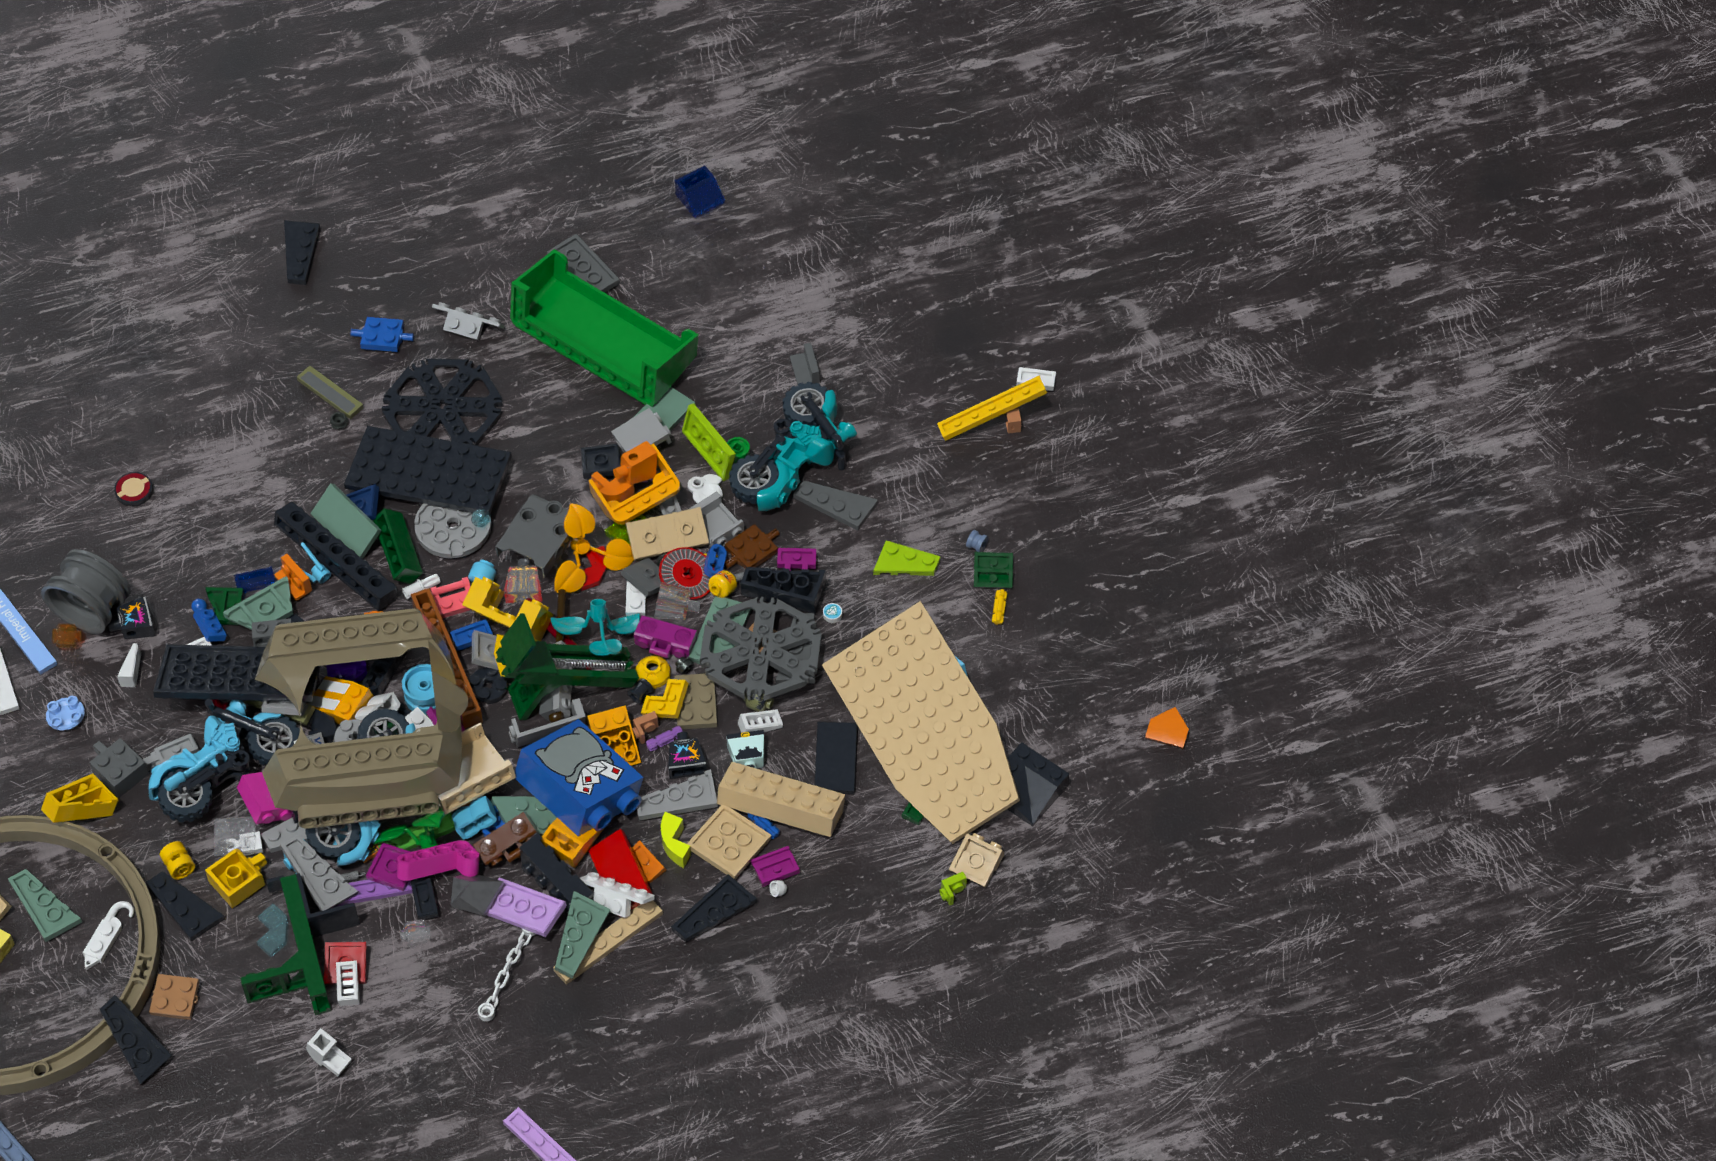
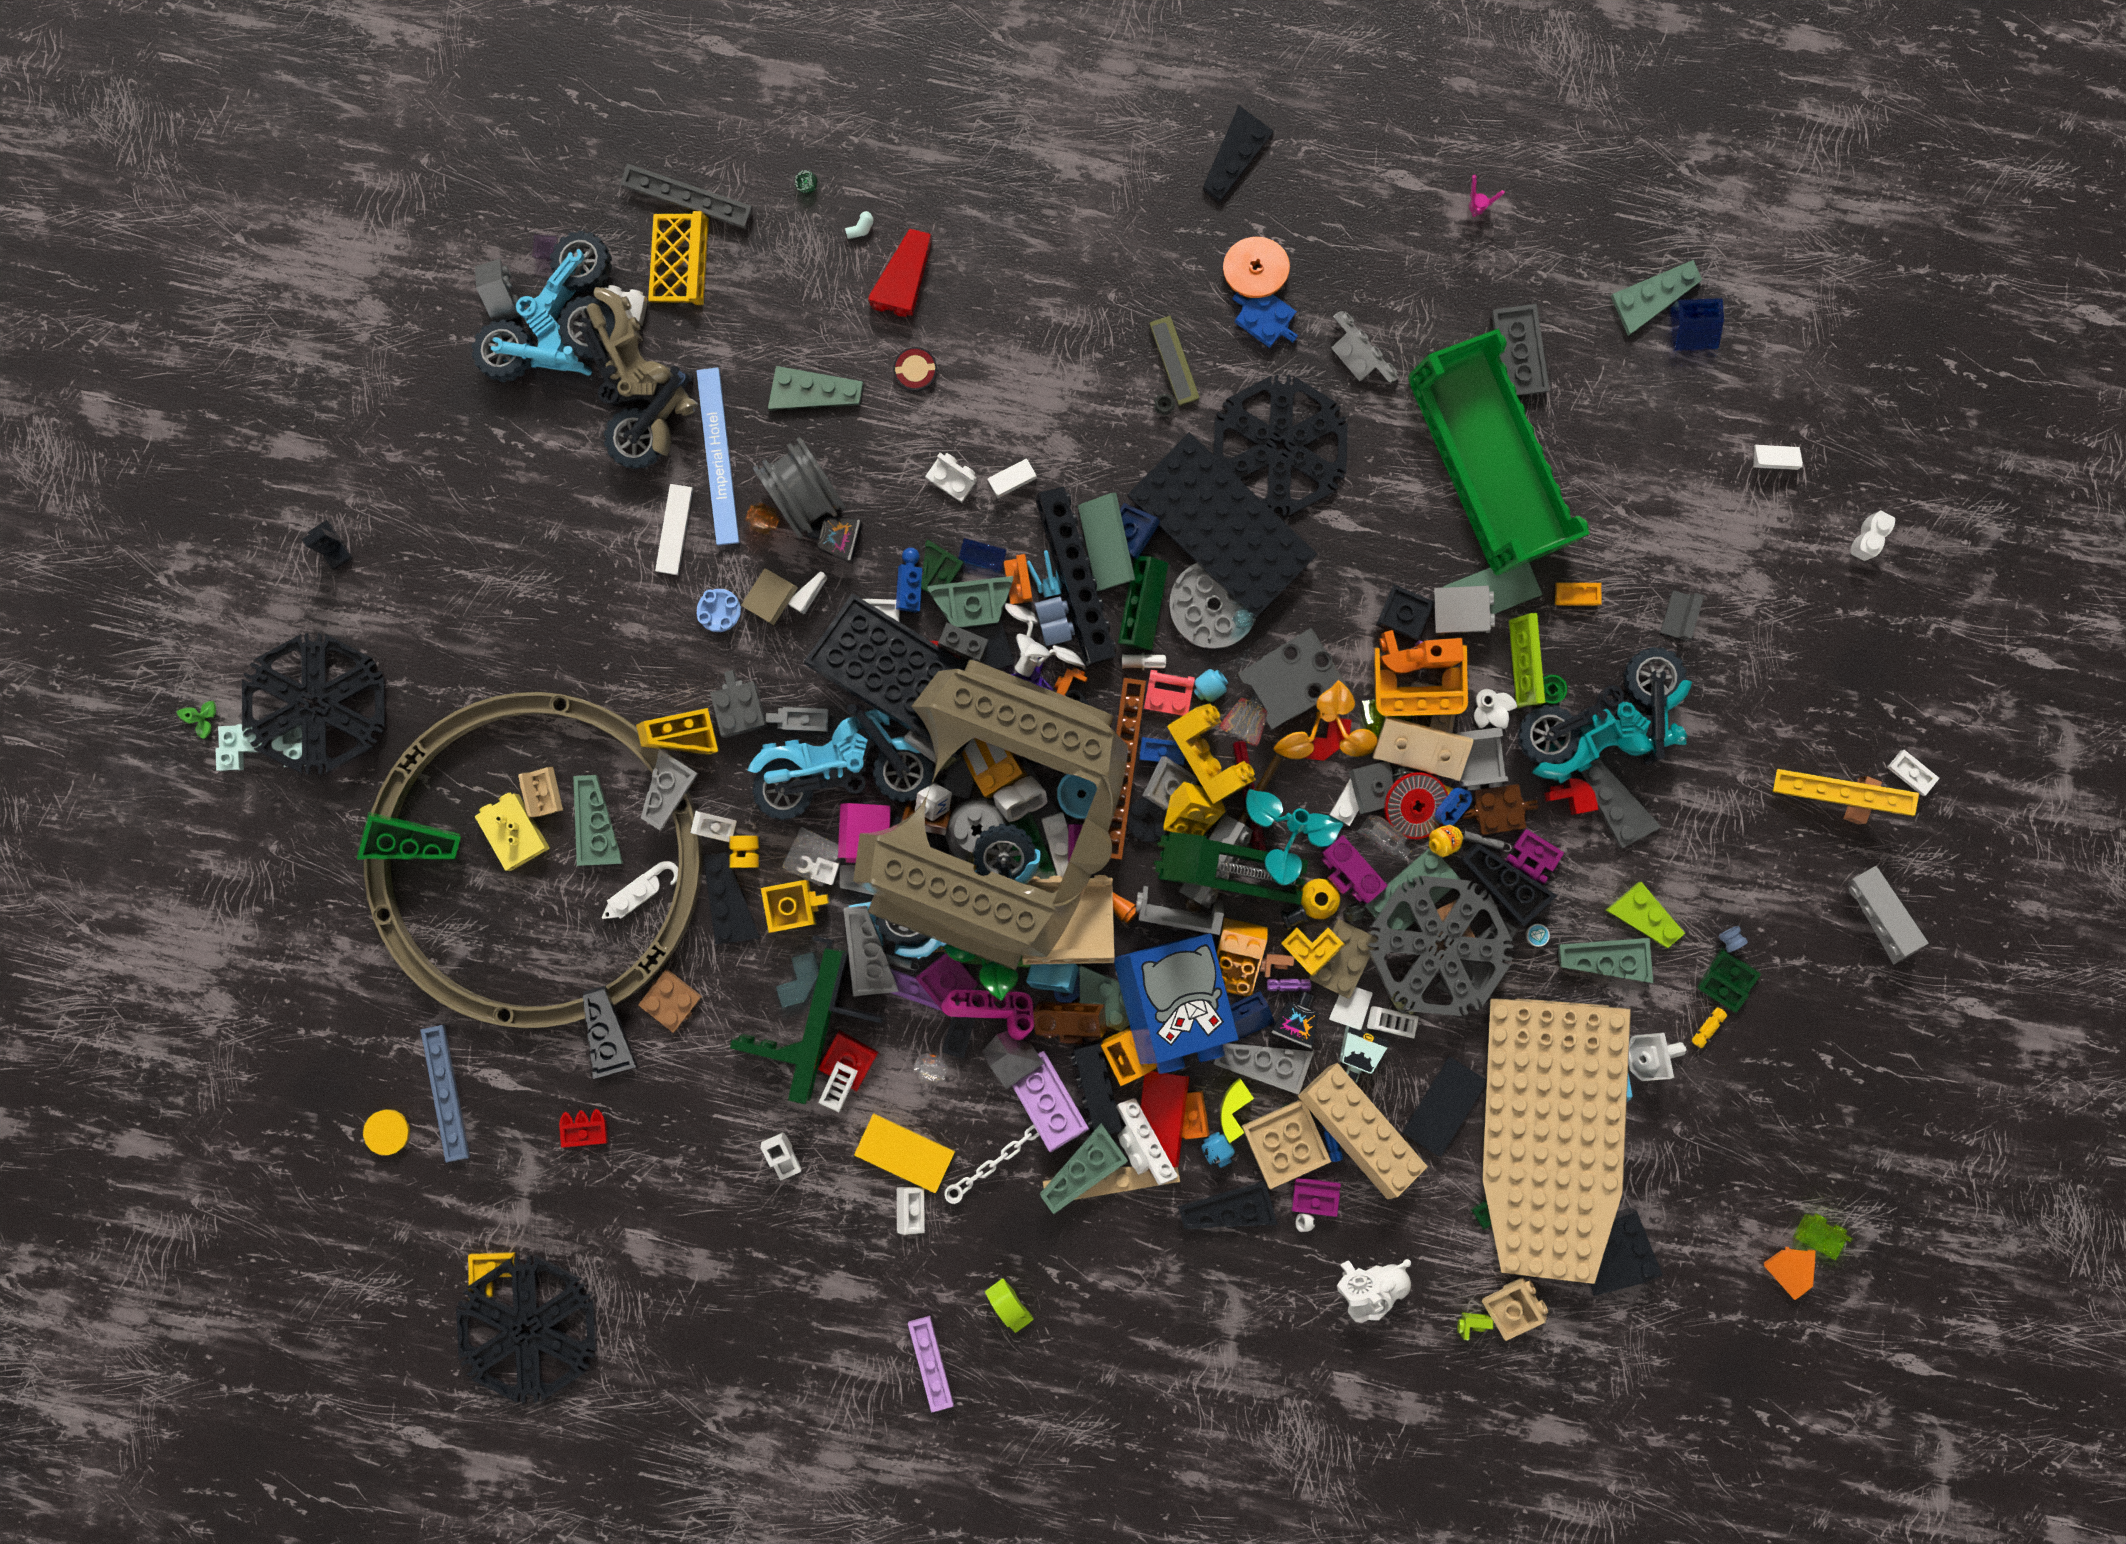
camera: 30 degrees right, 30 degrees up
(41, 421) = (862, 227): none -> light aqua arm
(52, 541) = (807, 389): none -> sand green wing
(89, 437) = (902, 278): none -> red slope
(90, 841) = (668, 786): none -> light grey wing
(101, 681) = (769, 596): none -> dark tan tile
(142, 853) = (713, 826): none -> white plate
(152, 1124) = (583, 1131): none -> red plate
(201, 540) = (952, 477): none -> white bracket
(250, 521) = (1012, 478): none -> white slope
(319, 595) = (1032, 650): none -> white plant
(336, 593) = (1054, 622): none -> sand blue brick
(356, 307) = (1261, 282): none -> piece
(429, 1006) = (904, 1153): none -> yellow tile
(458, 1044) = (910, 1210): none -> white slope
(497, 195) = (1480, 201): none -> dark pink plant
(507, 750) = (1123, 909): none -> orange cone
(579, 1062) = (1008, 1306): none -> lime brick
(652, 770) = (1251, 1015): none -> dark blue panel
(655, 196) = (1648, 298): none -> sand green wing
(678, 872) = (1217, 1149): none -> dark azure head
(721, 389) = (1578, 594): none -> light orange plate
(725, 726) = (1352, 1010): none -> white sticker
(801, 508) = (1579, 794): none -> red brick
(810, 244) = (1777, 457): none -> white slope
(867, 886) = (1369, 1288): none -> white helmet
(894, 599) = (1614, 958): none -> sand green wing
(908, 254) = (1872, 535): none -> white brick
(966, 640) = (1651, 1056): none -> white piece
(1078, 471) = (1887, 915): none -> light grey wedge
(1174, 694) = (1821, 1236): none -> clear neon green bracket

